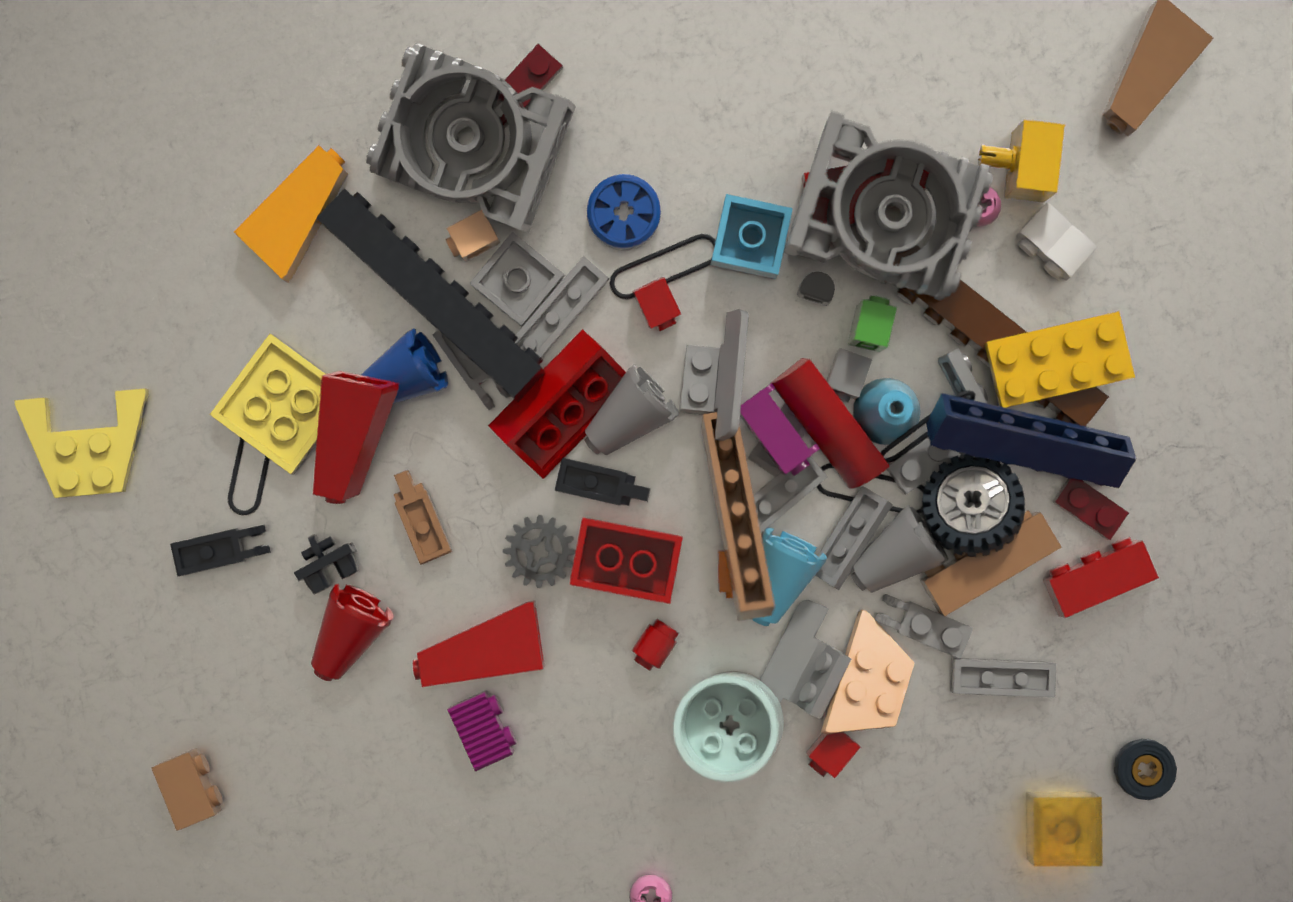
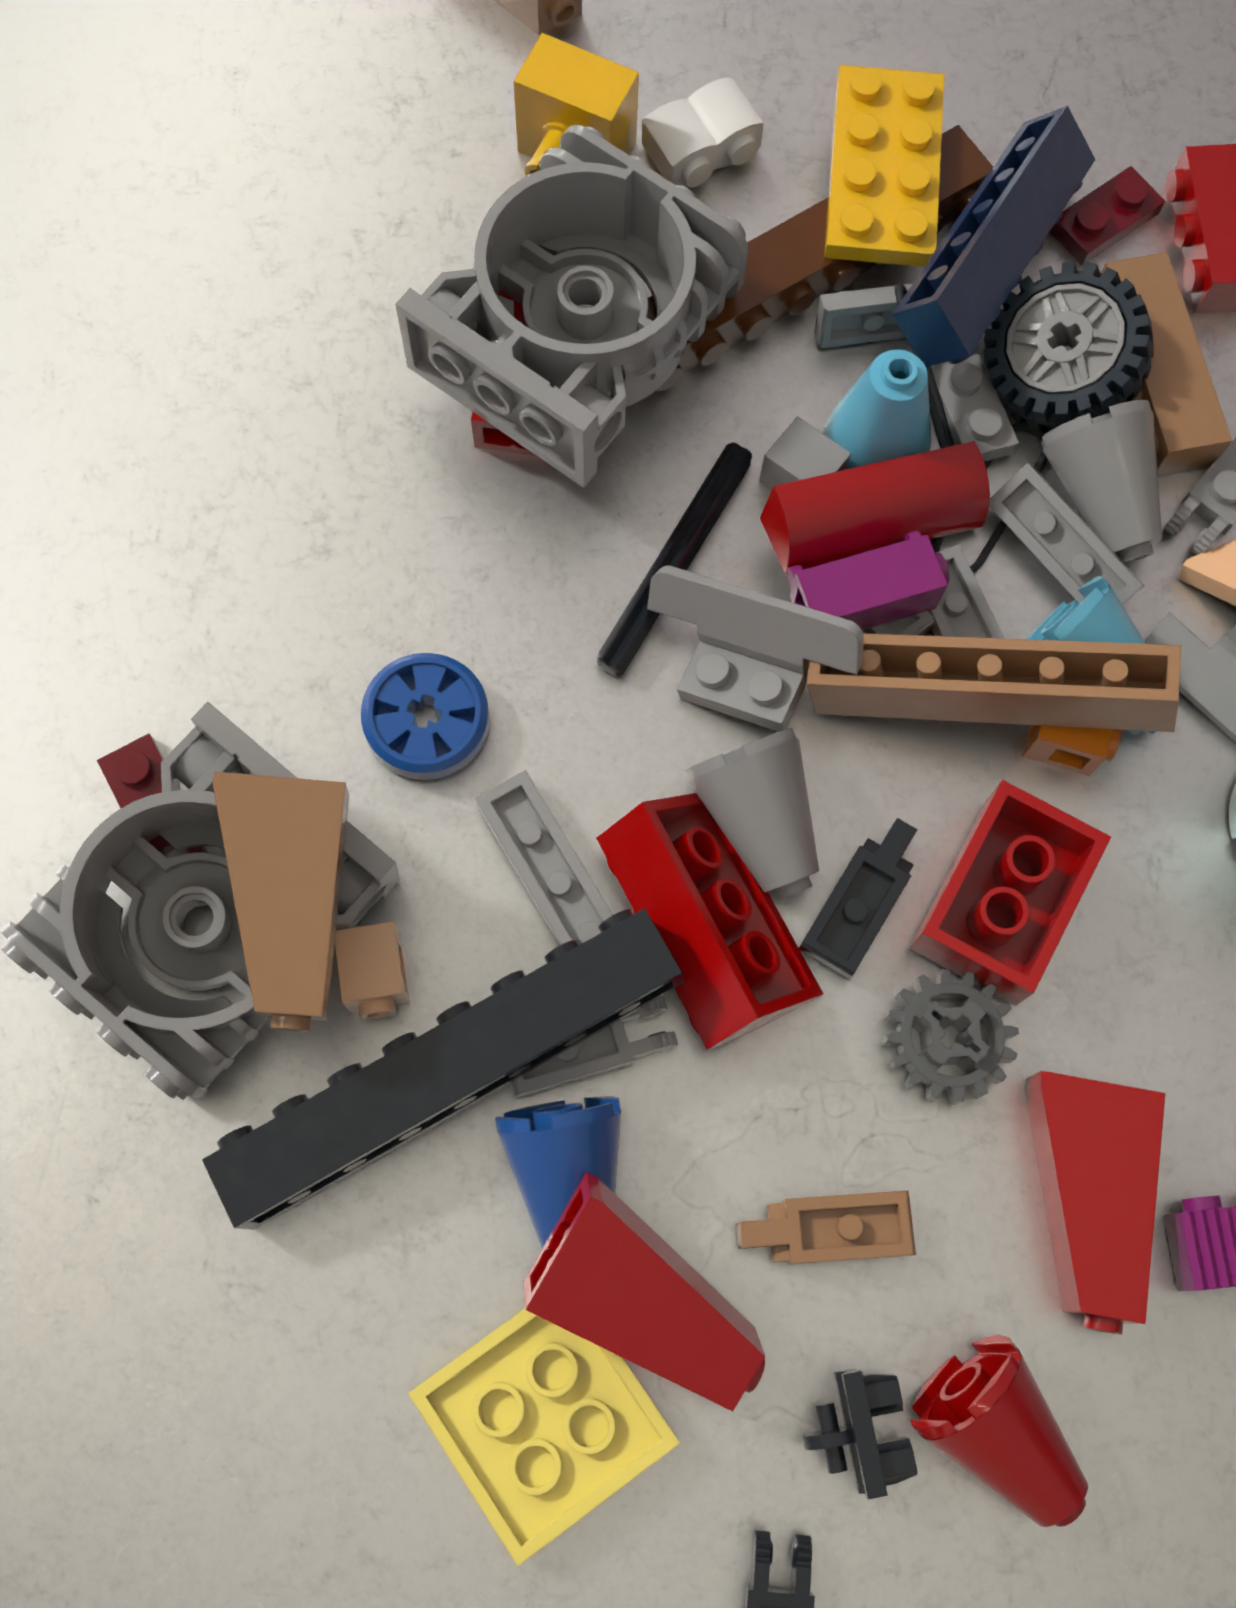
camera: 75 degrees left, 15 degrees down
(233, 481) = (695, 1584): black piece -> none
(287, 219) = (210, 1279): light orange slope -> none
(485, 179) = (285, 882): none -> medium nougat slope
(517, 279) = (472, 921): light grey plate -> none
(655, 645) = (1162, 897): red brick -> none
(657, 304) = (595, 708): red brick -> none
(659, 253) = (560, 687): black piece -> none
(751, 236) = (540, 529): medium azure brick -> none
(771, 318) = (677, 552): none -> black axle
(817, 288) = (656, 467): dark grey brick -> none
(872, 324) = (744, 396): bright green brick -> none

